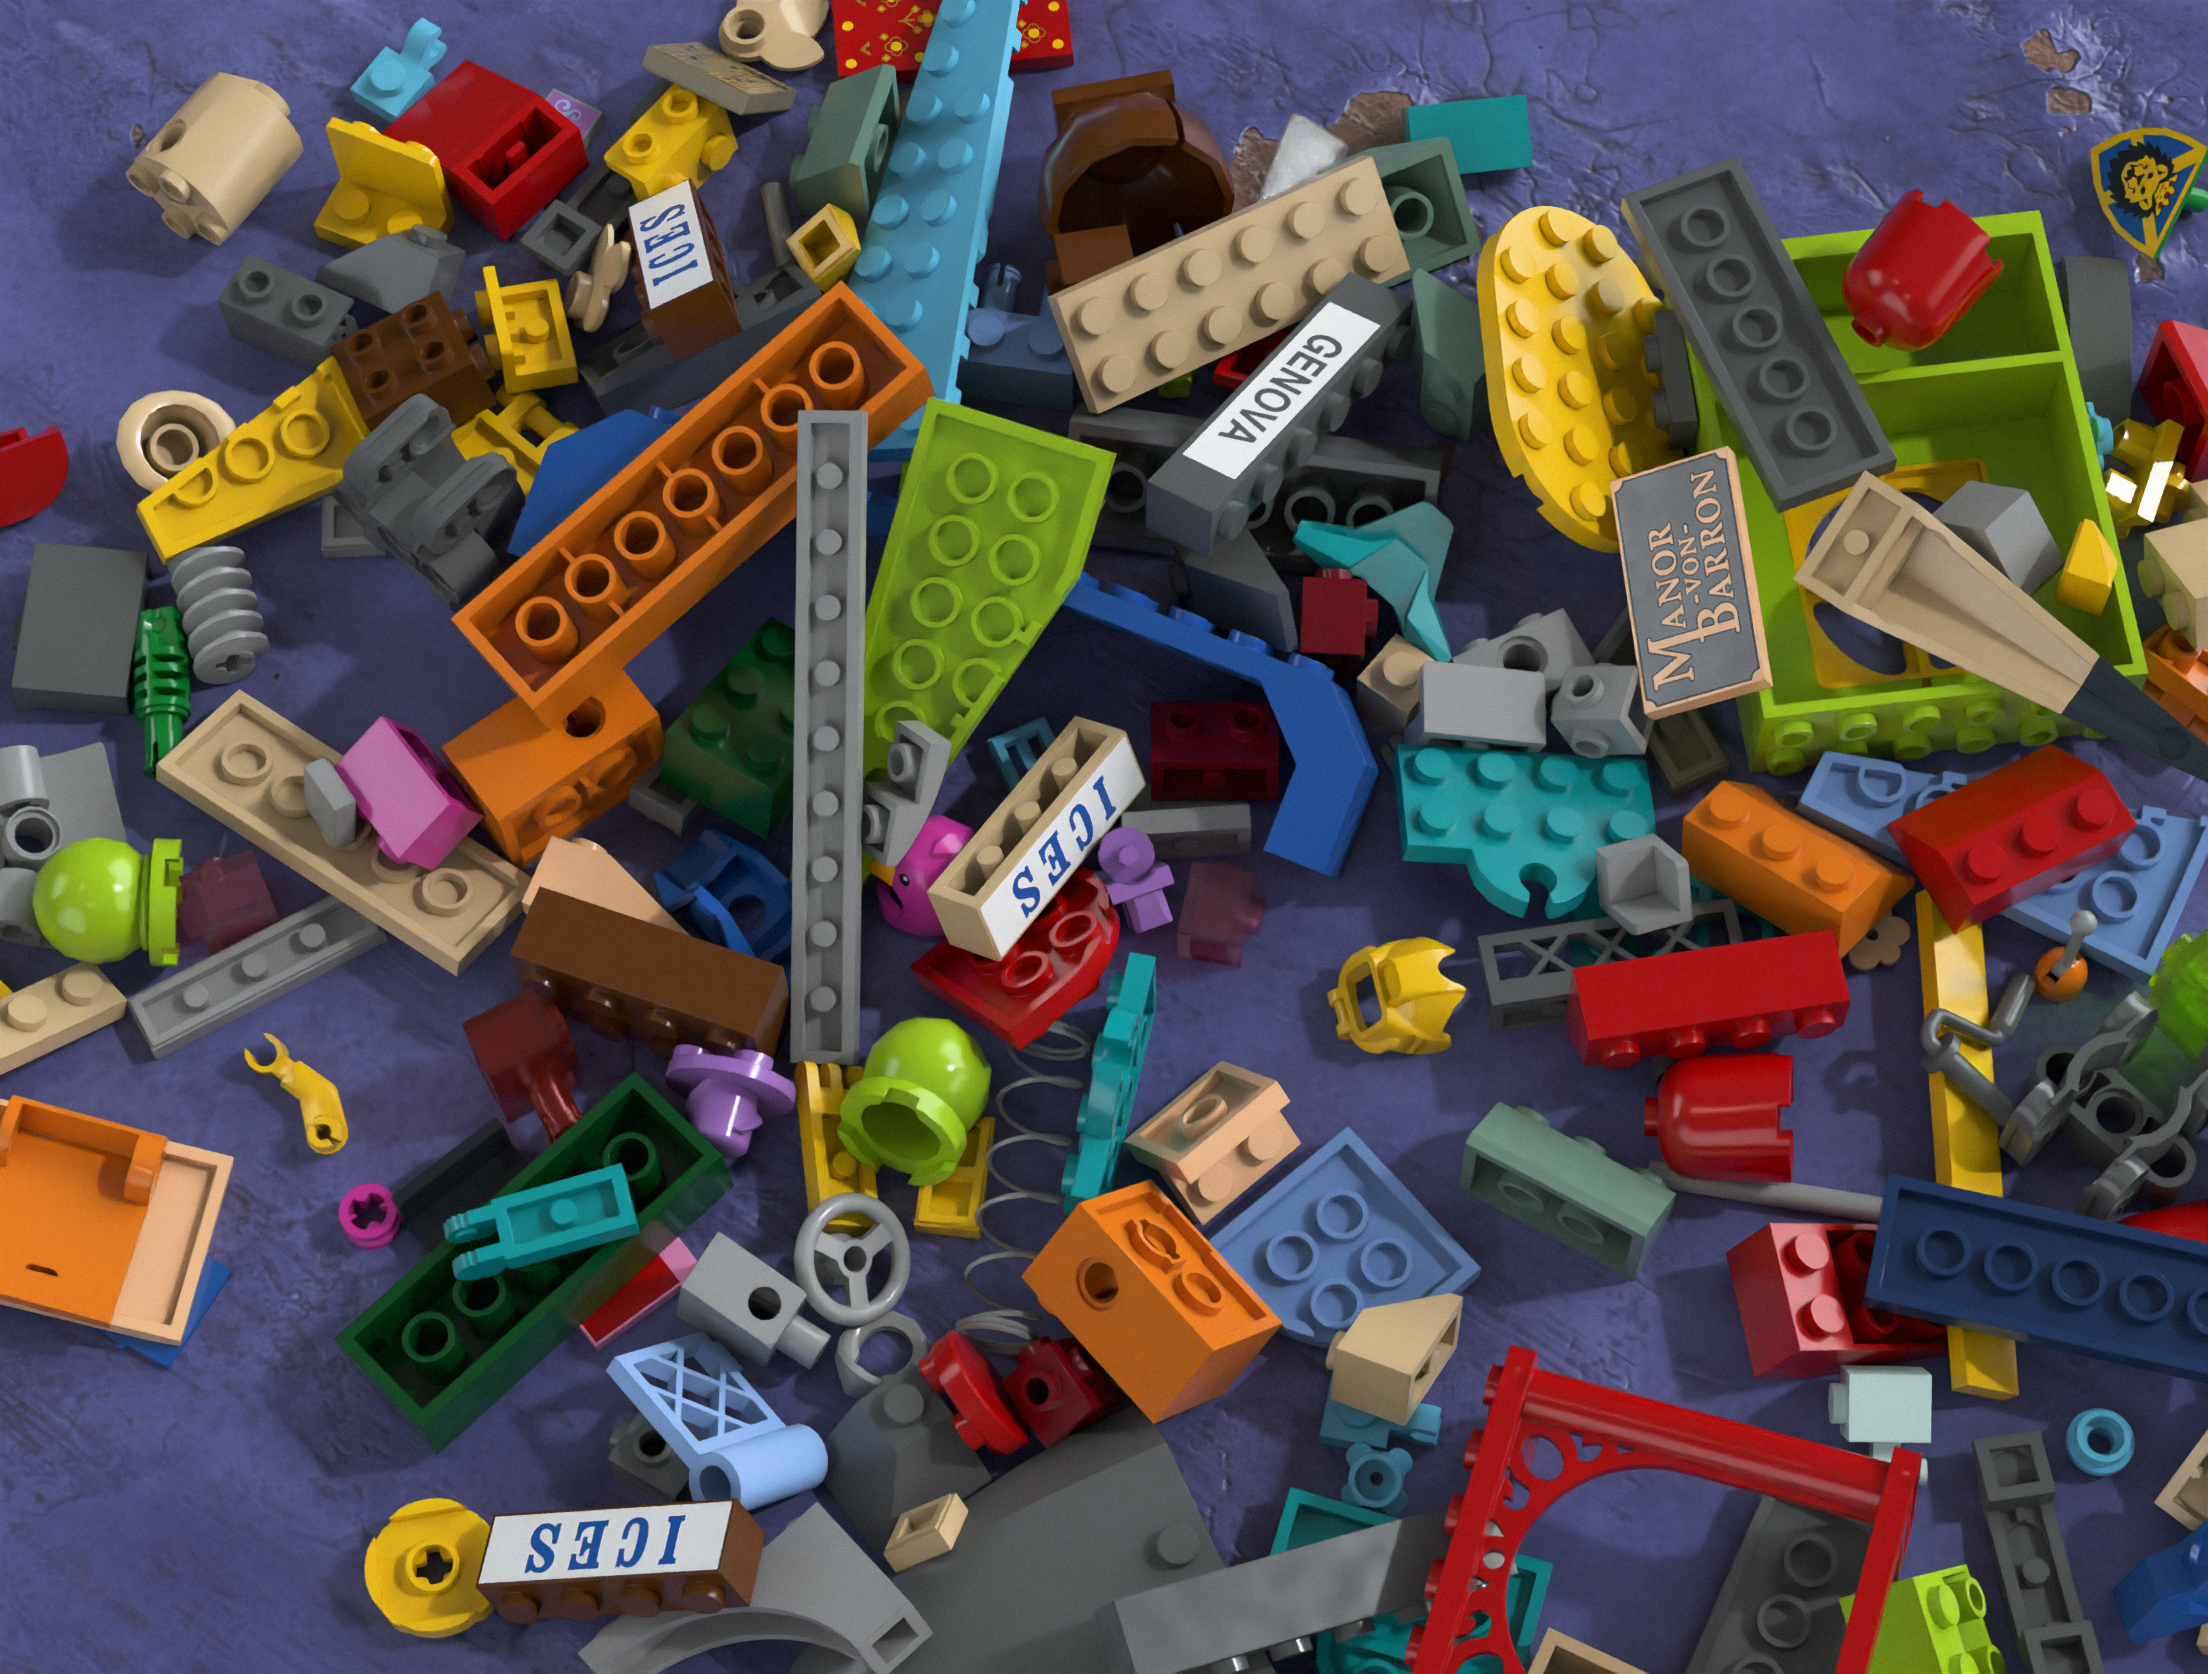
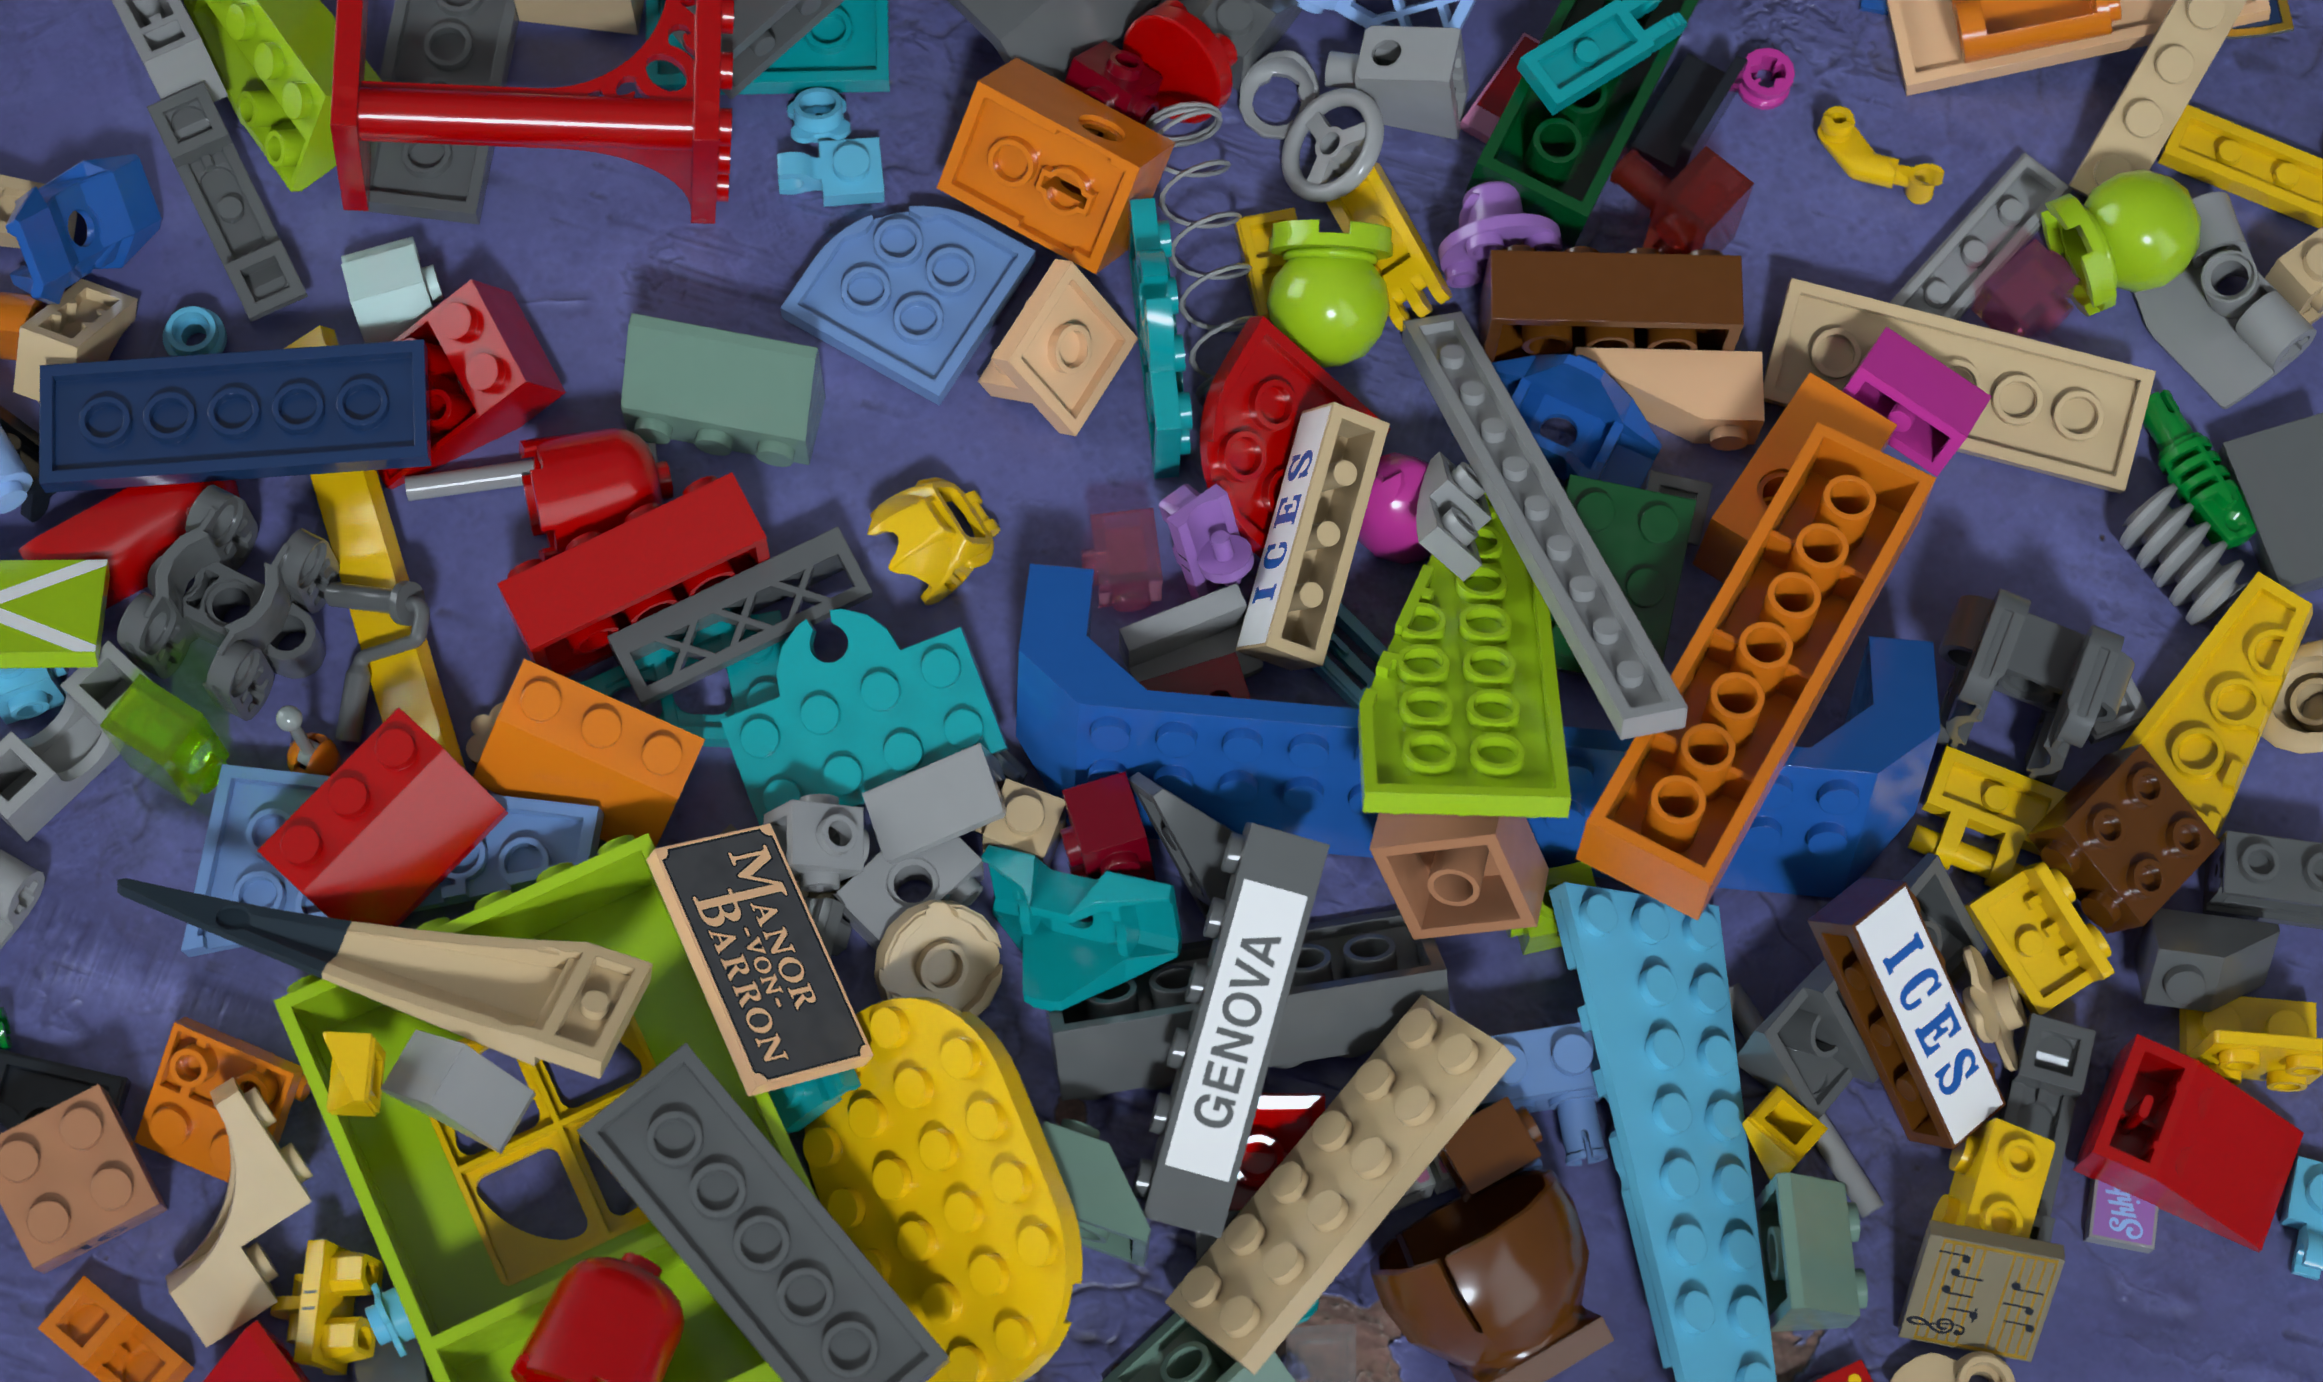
camera: 155 degrees right, 5 degrees up
(330, 802) = (1979, 370): light grey tile -> none
(1394, 1355) = (831, 196): tan slope -> none
(1519, 594) = (940, 954): none -> tan tile
(1644, 884) = (726, 669): light grey panel -> none
(1675, 402) = (840, 1198): dark grey plate -> none

